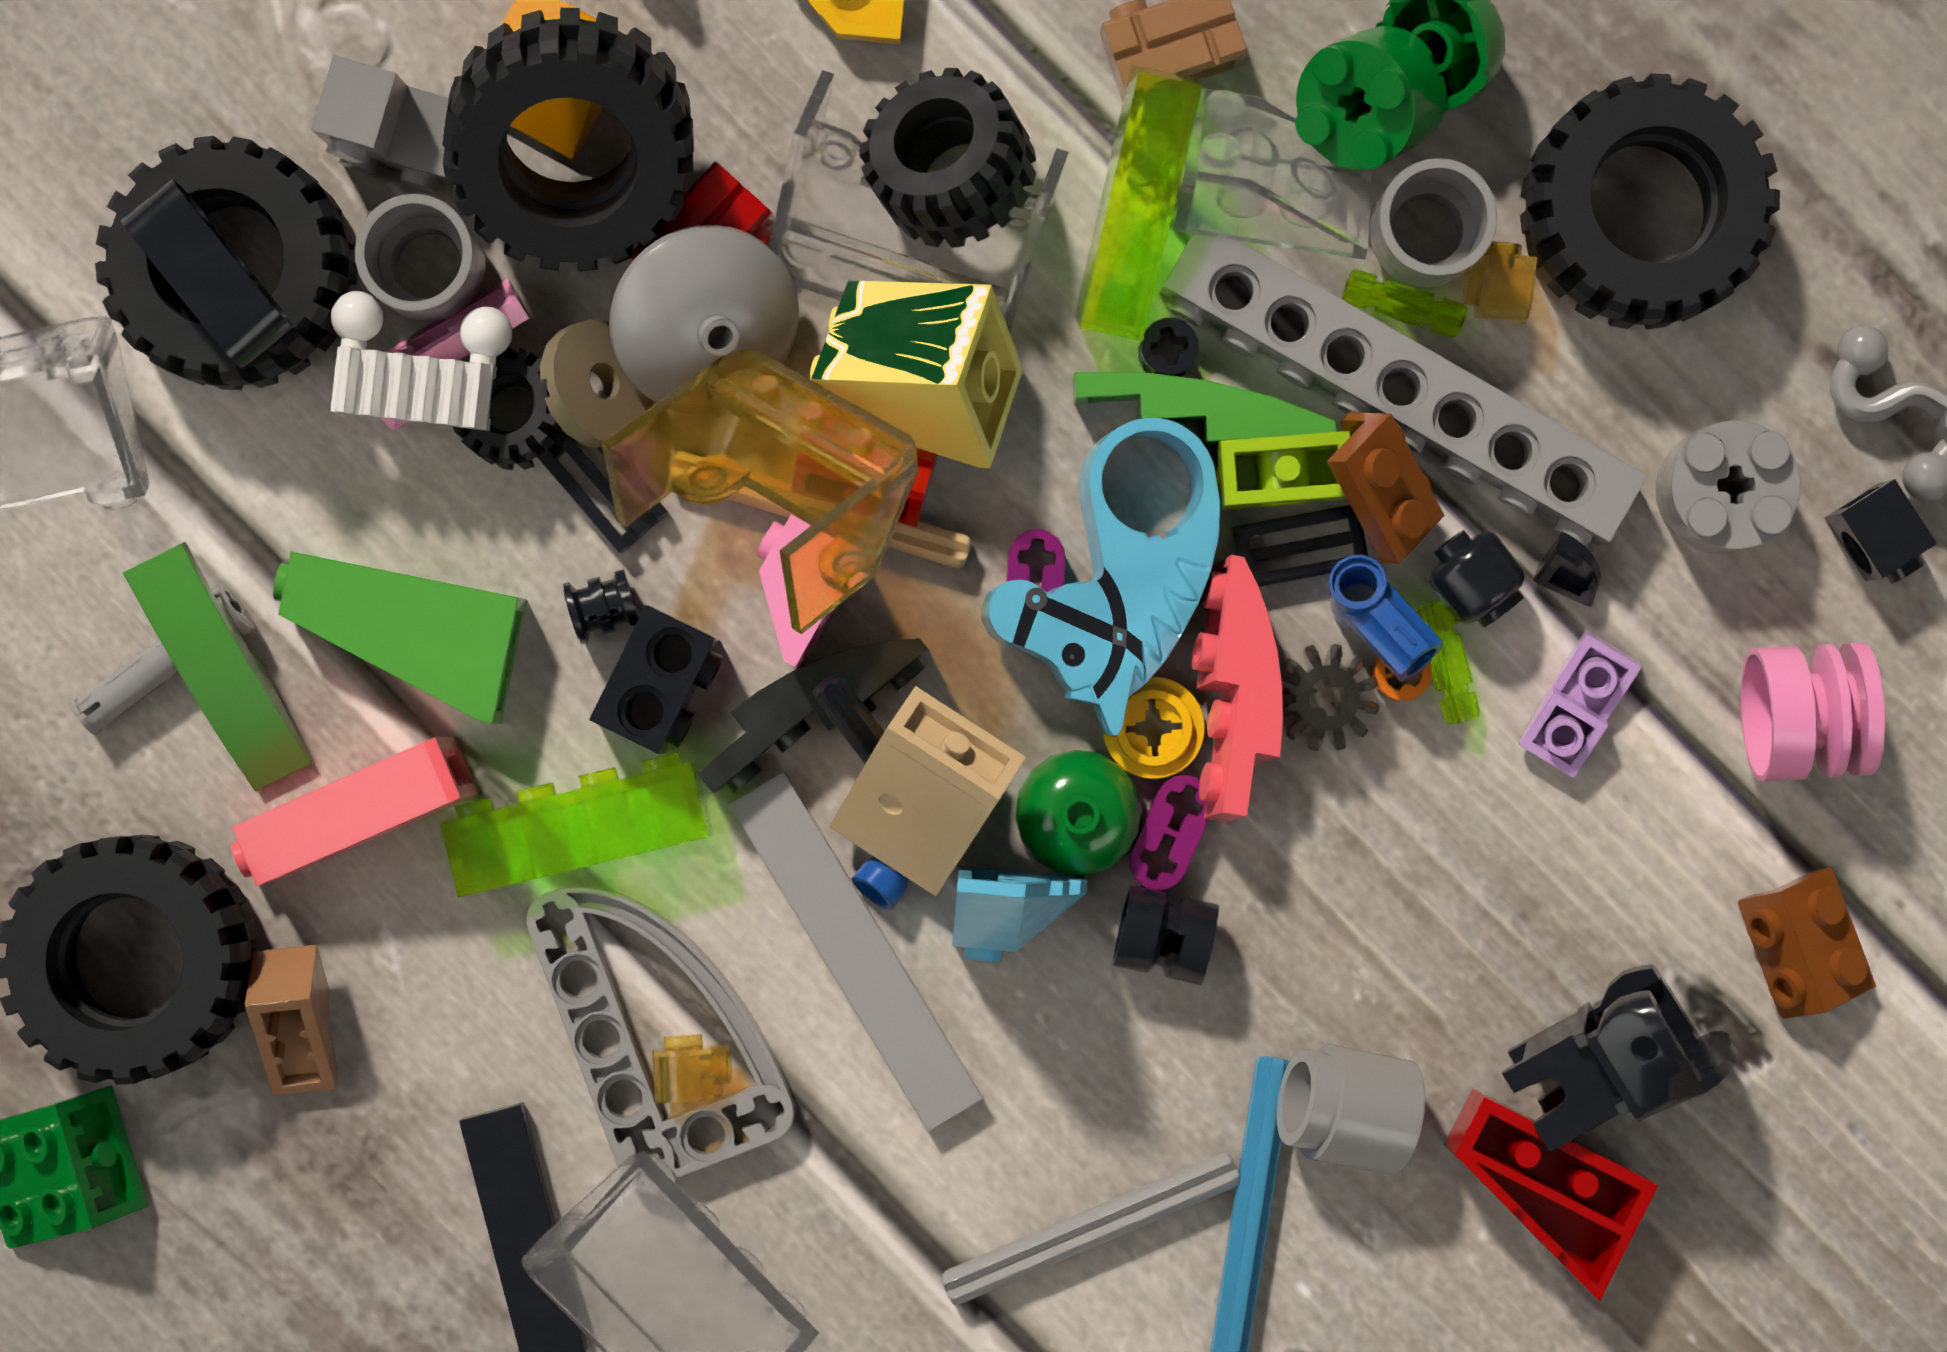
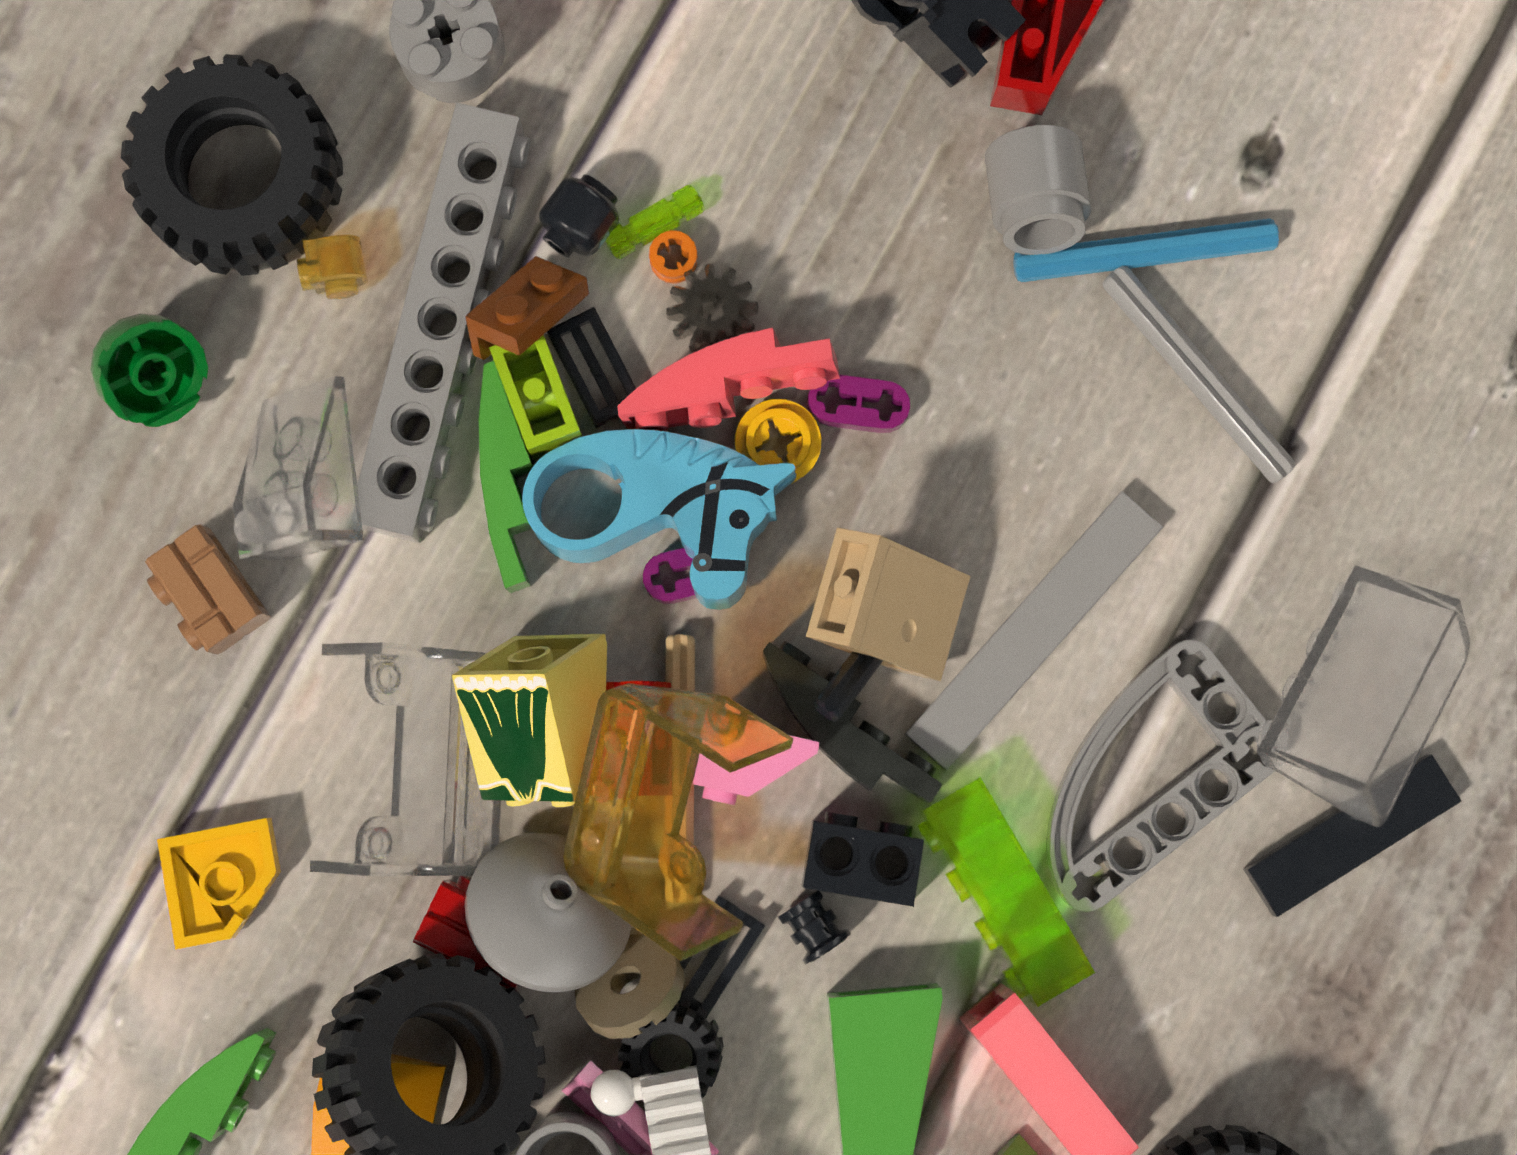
camera: 115 degrees left, 5 degrees down
(292, 1020) = (1238, 1084): medium nougat arch -> none
(690, 1070) = (1174, 736): clear yellow plate -> none
(880, 883) = (973, 626): blue hinge -> none
(923, 125) = (328, 771): black tyre -> none
(1008, 908) = (961, 514): medium azure wedge -> none
(1078, 813) = (866, 481): green cylinder -> none
(1137, 202) = (348, 576): clear neon green brick -> none
(1143, 928) = (947, 399): black wheel -> none
(1179, 333) = (447, 516): black bush -> none
(1369, 98) = (233, 427): green brick -> none
(1384, 620) = (637, 278): blue piece -> none
(1404, 303) = (371, 341): clear neon green axle -> none
(1461, 193) = (275, 307): light grey piece -> none
(1569, 570) = (551, 147): black tile -> none
(1579, 703) = (656, 110): lavender slope -> none

